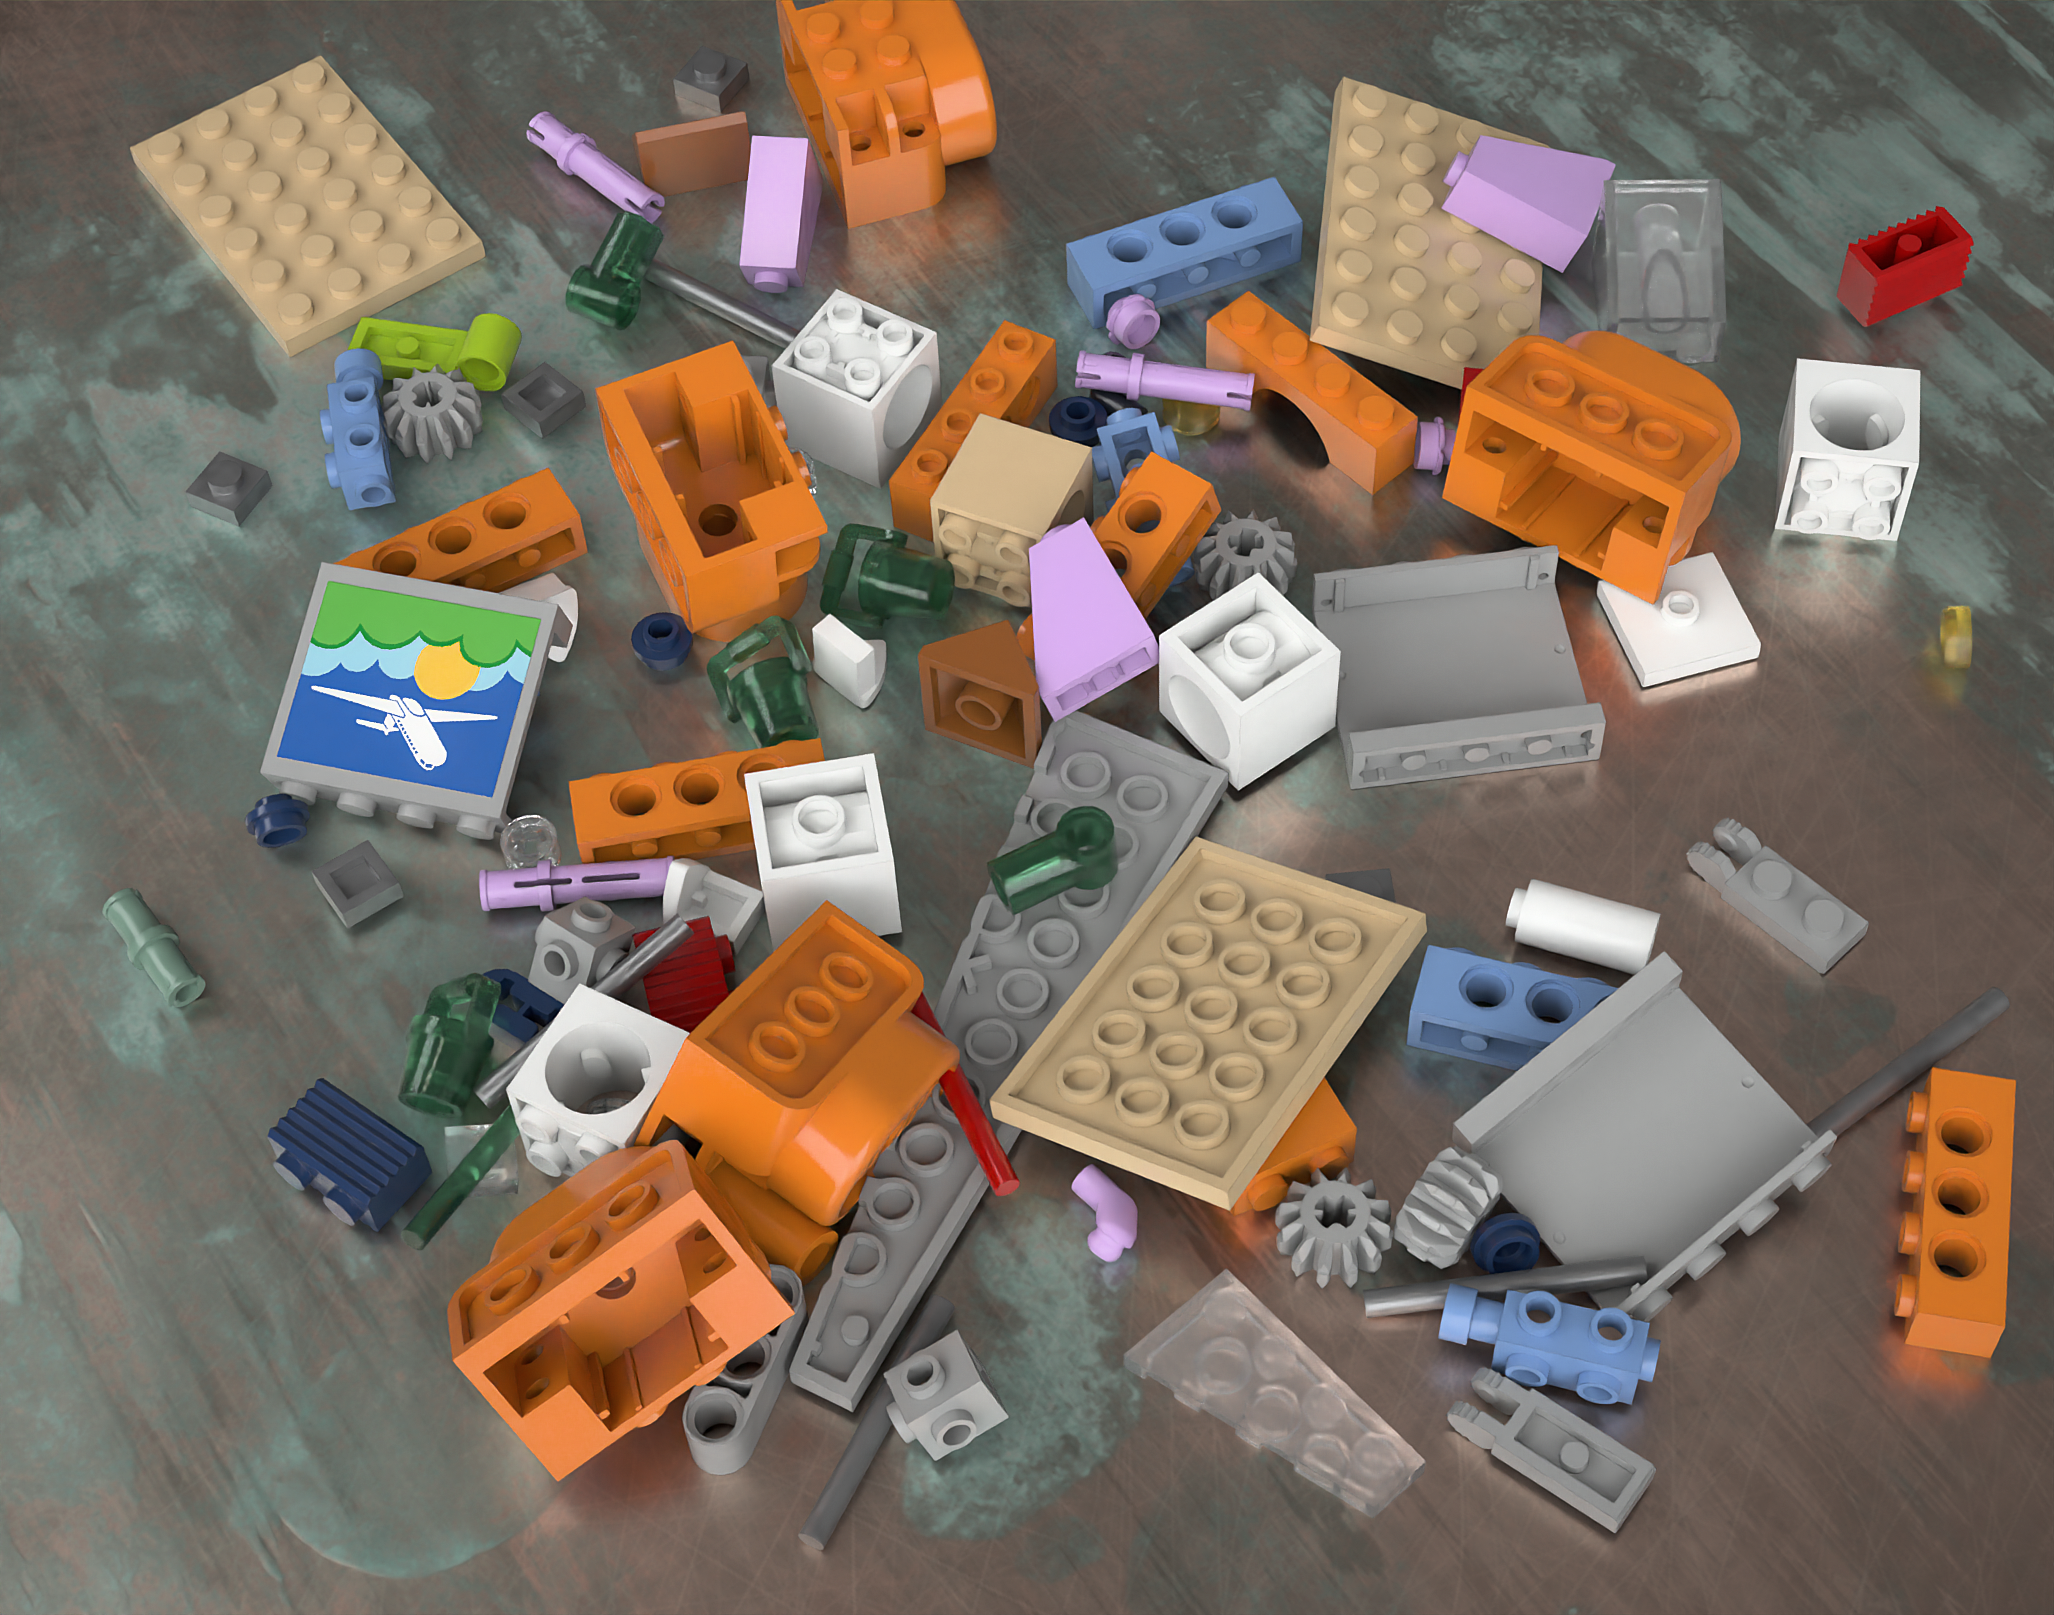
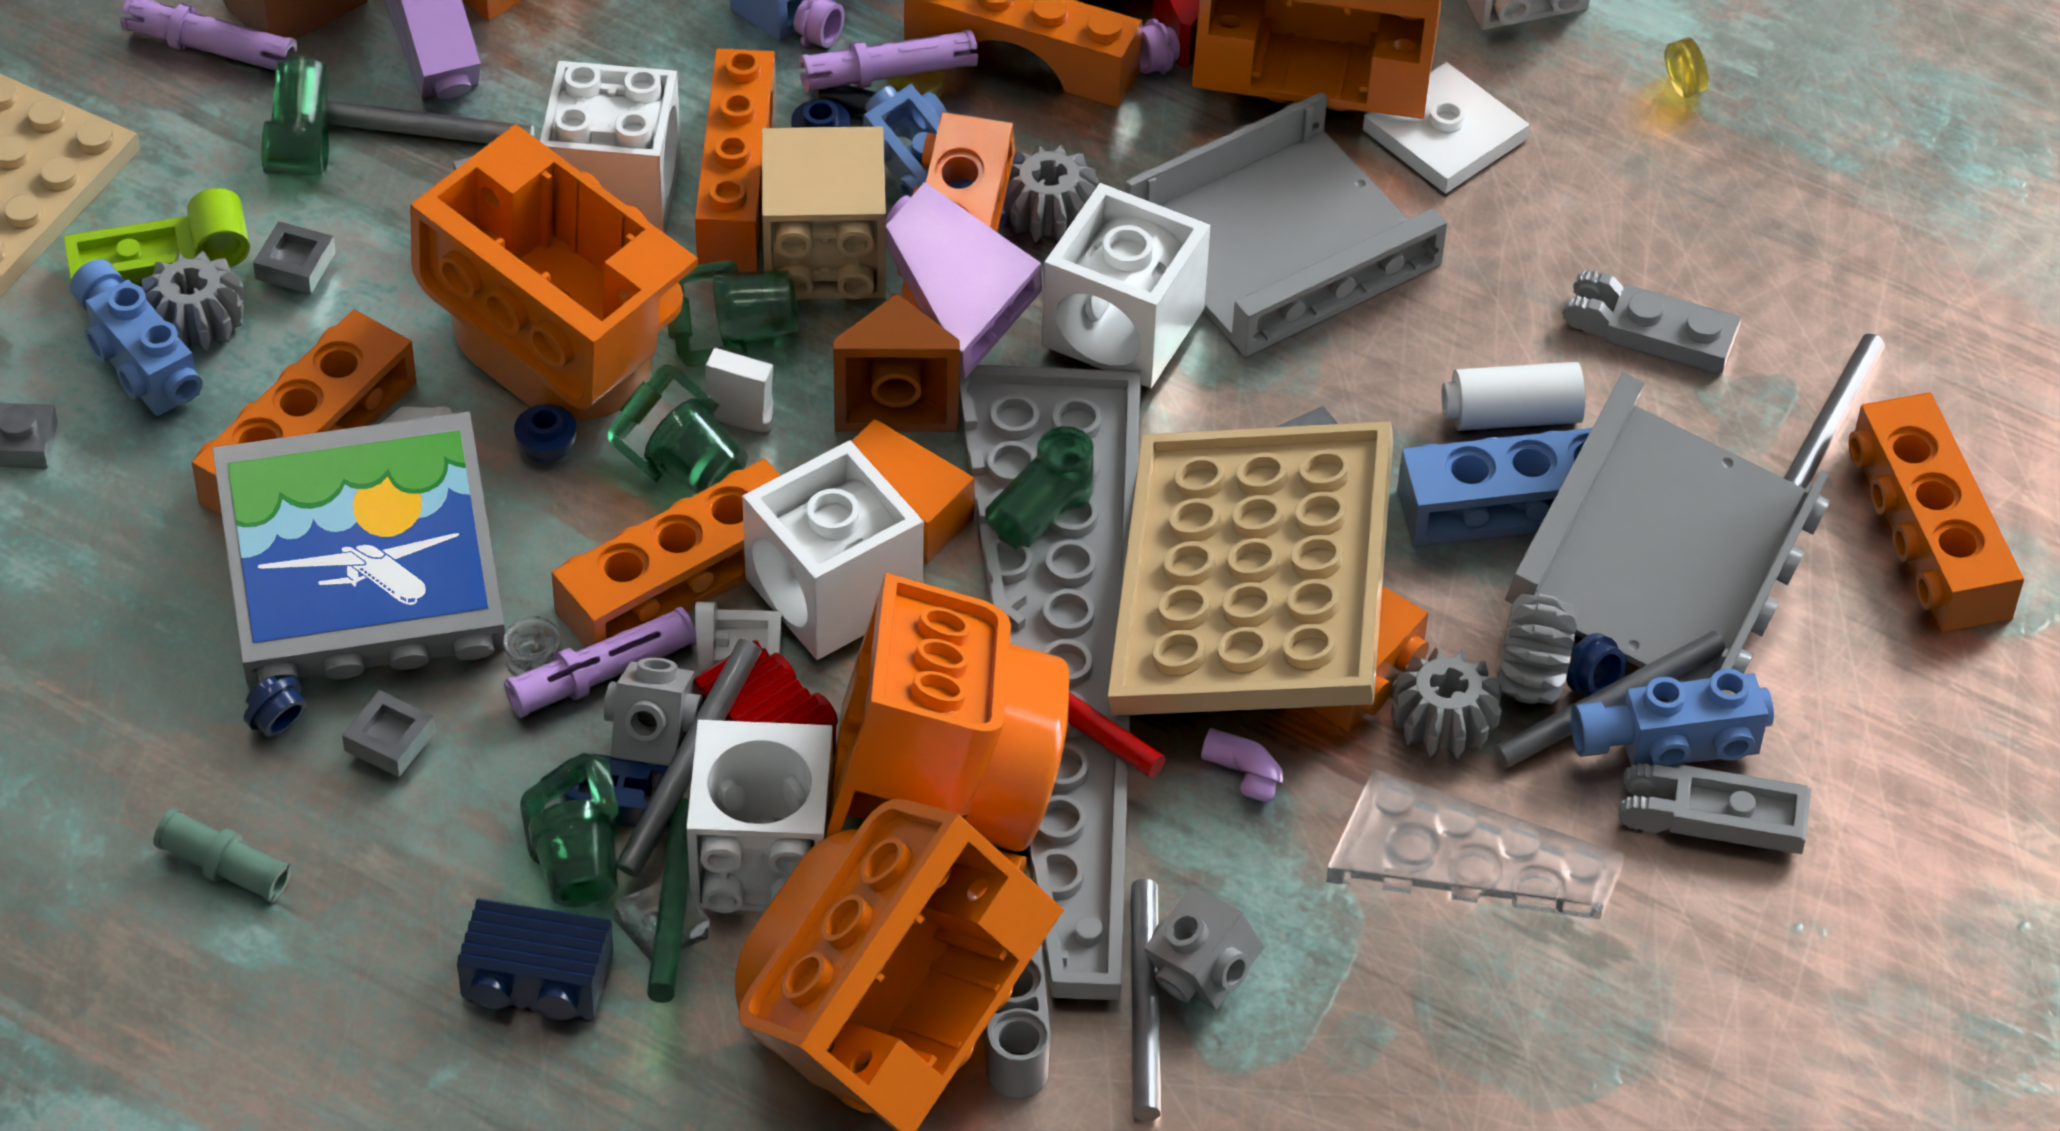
camera: 30 degrees left, 5 degrees down
(937, 813) = (928, 483): none -> orange brick

